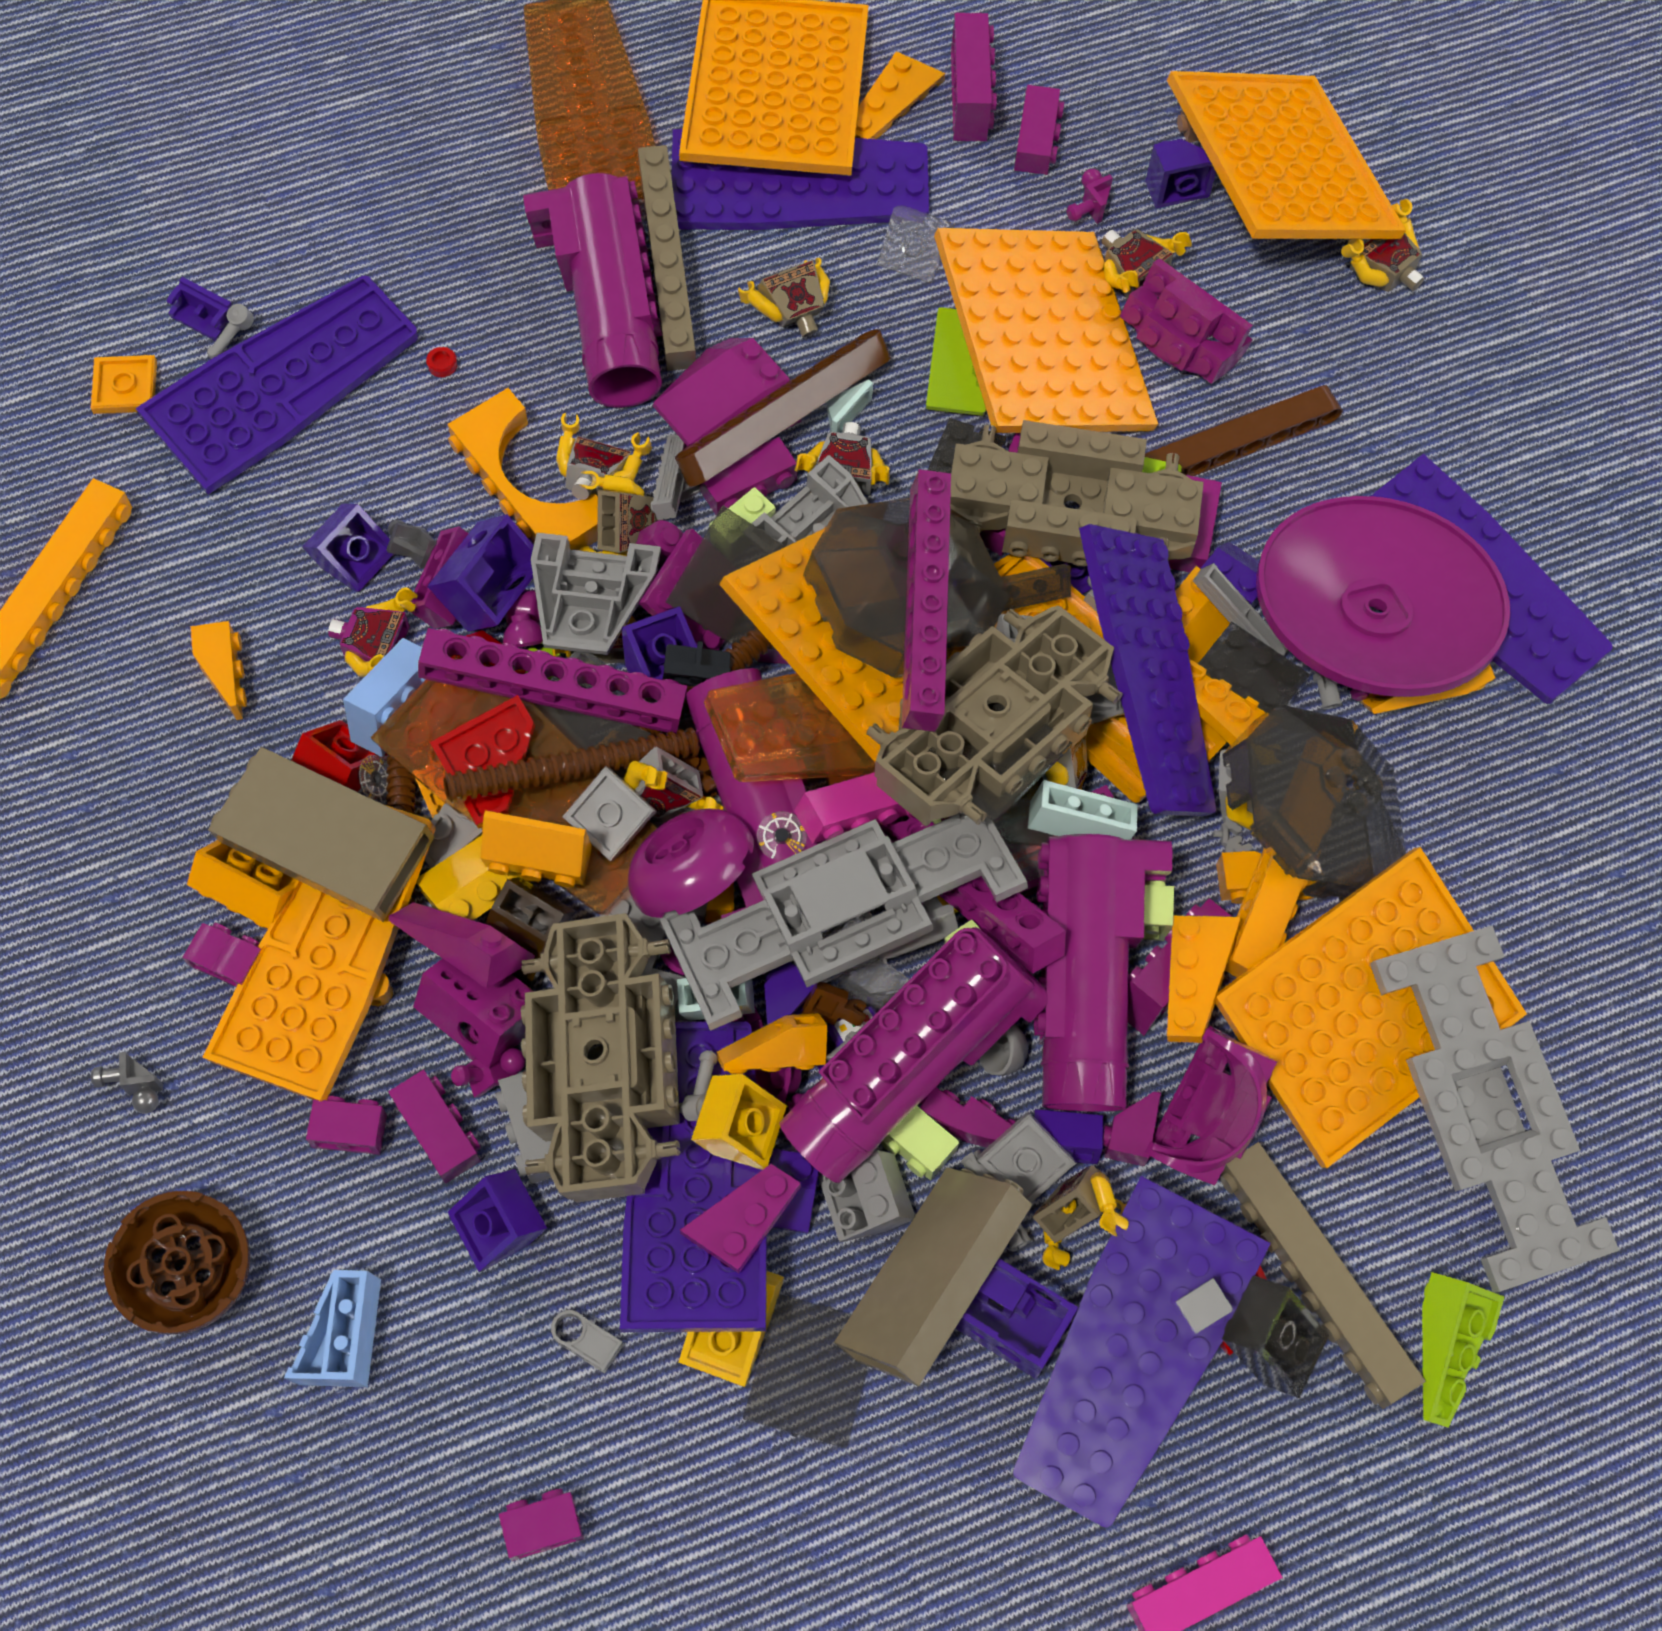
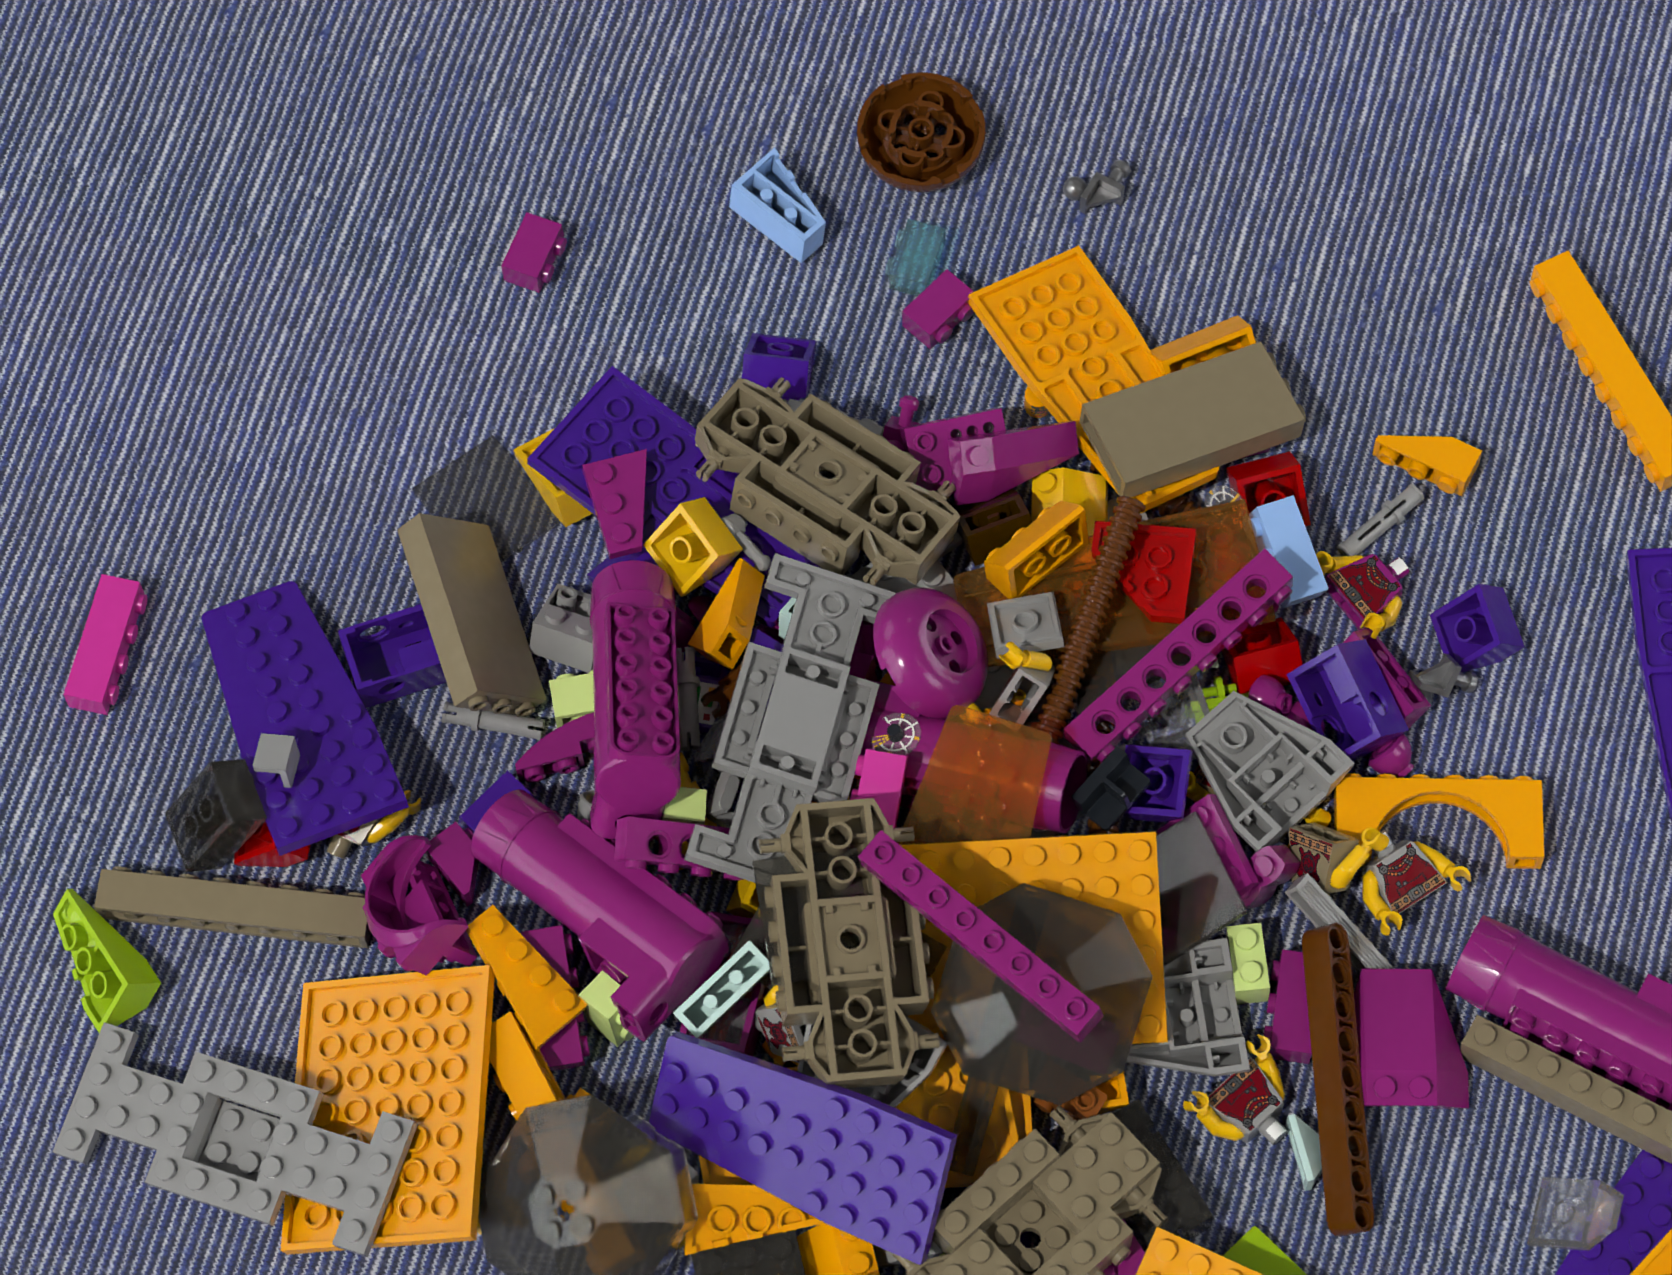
camera: 135 degrees right, 0 degrees up
(221, 954) = (1156, 307): magenta brick -> none
(290, 666) = (1408, 499): none -> light grey pin
(308, 1182) = (916, 257): none -> clear light blue brick
(436, 1125) = (888, 368): magenta brick -> none
(441, 362) = (1631, 836): red tile -> none
(593, 1344) = (634, 365): light grey piece -> none
(763, 217) = (1574, 1213): none -> clear slope
(791, 296) = (1467, 1188): torso -> none
(1027, 1157) = (500, 756): light grey tile -> none
(1073, 1206) = (433, 761): torso -> none

